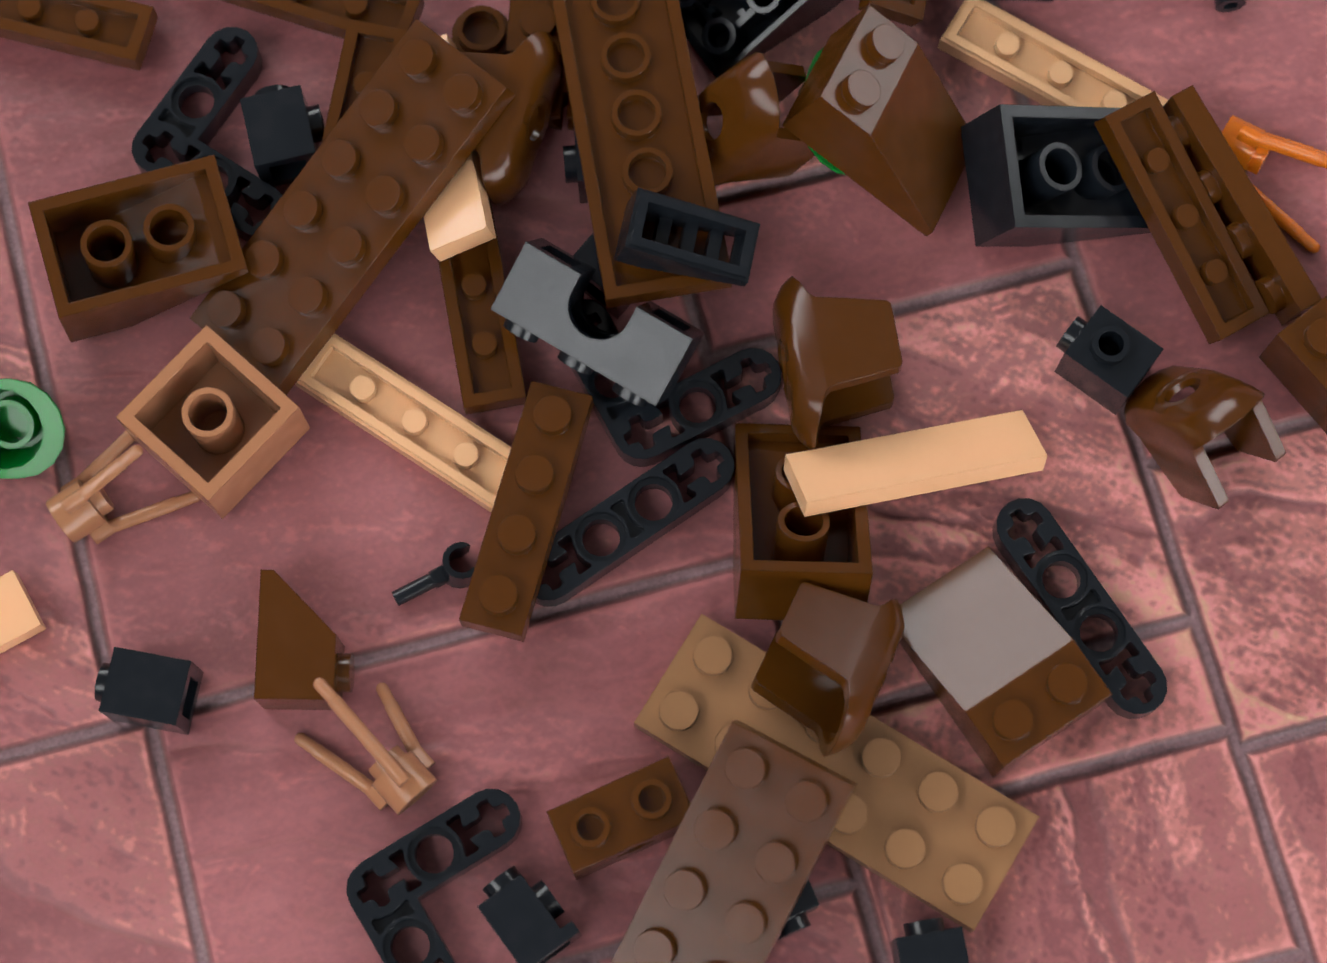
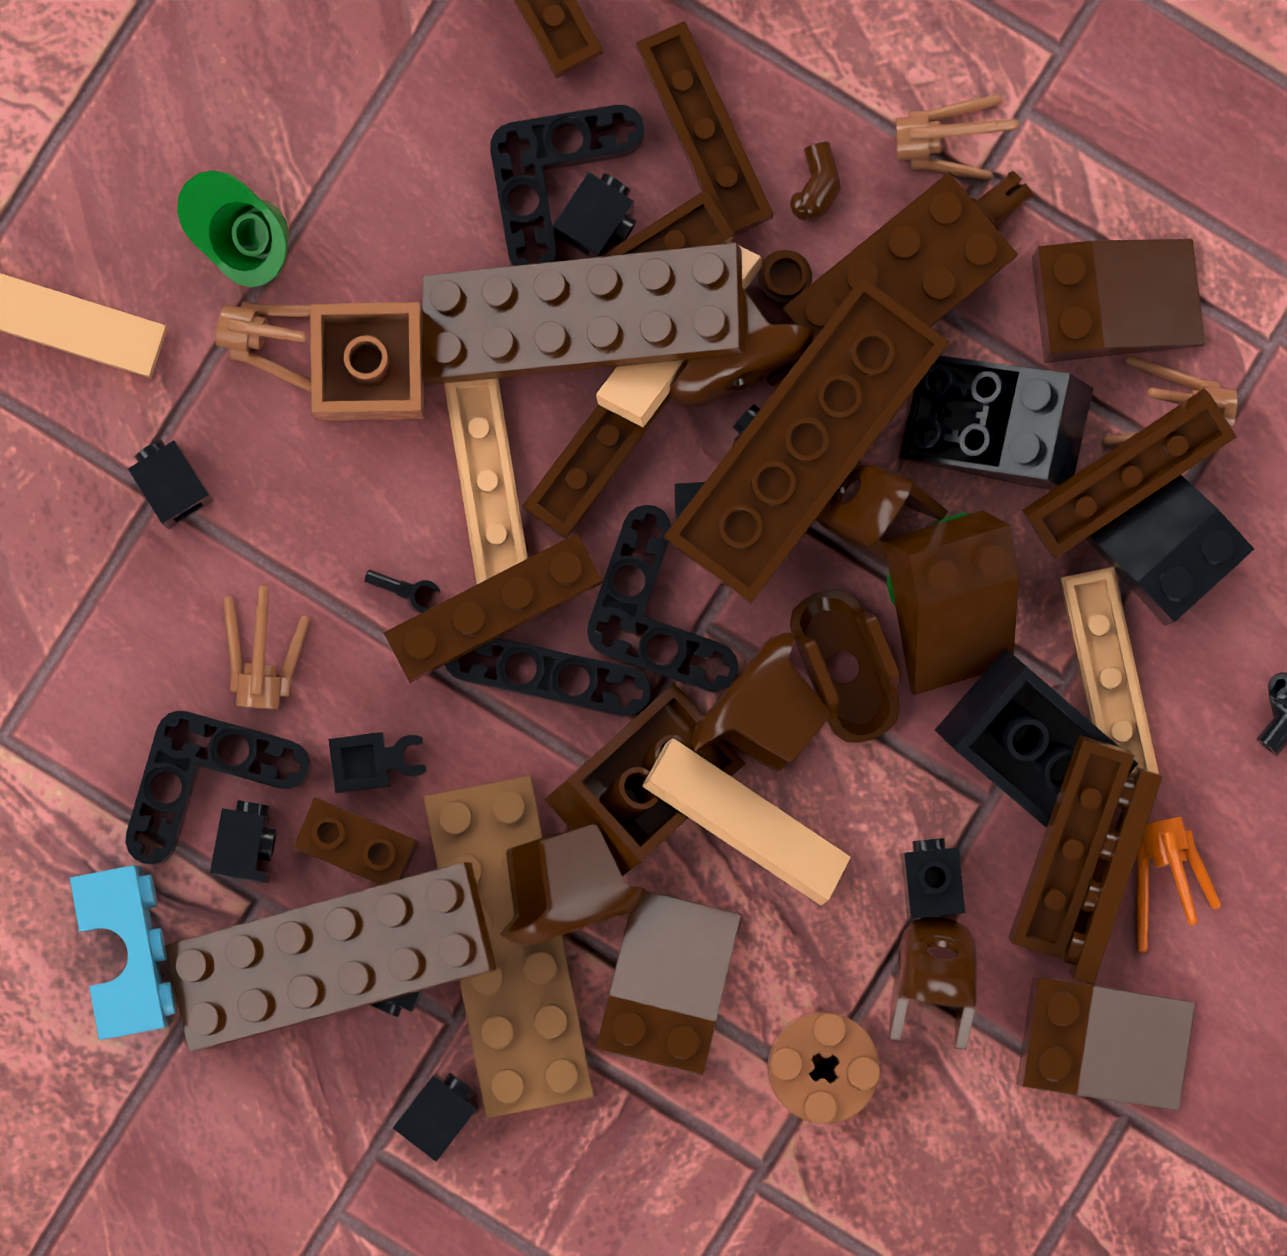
camera: 45 degrees right, 10 degrees up
(136, 246) = (434, 203): reddish brown slope -> none
(295, 650) = (277, 548): reddish brown slope -> none
(547, 302) = (630, 501): arch -> none
(555, 744) = (365, 761): none -> black plate
(659, 256) = (722, 511): black slope -> none
(864, 232) = (837, 623): none -> reddish brown piece
(1087, 602) = (758, 1007): black beam -> none
(1219, 567) = (855, 1070): none -> nougat brick

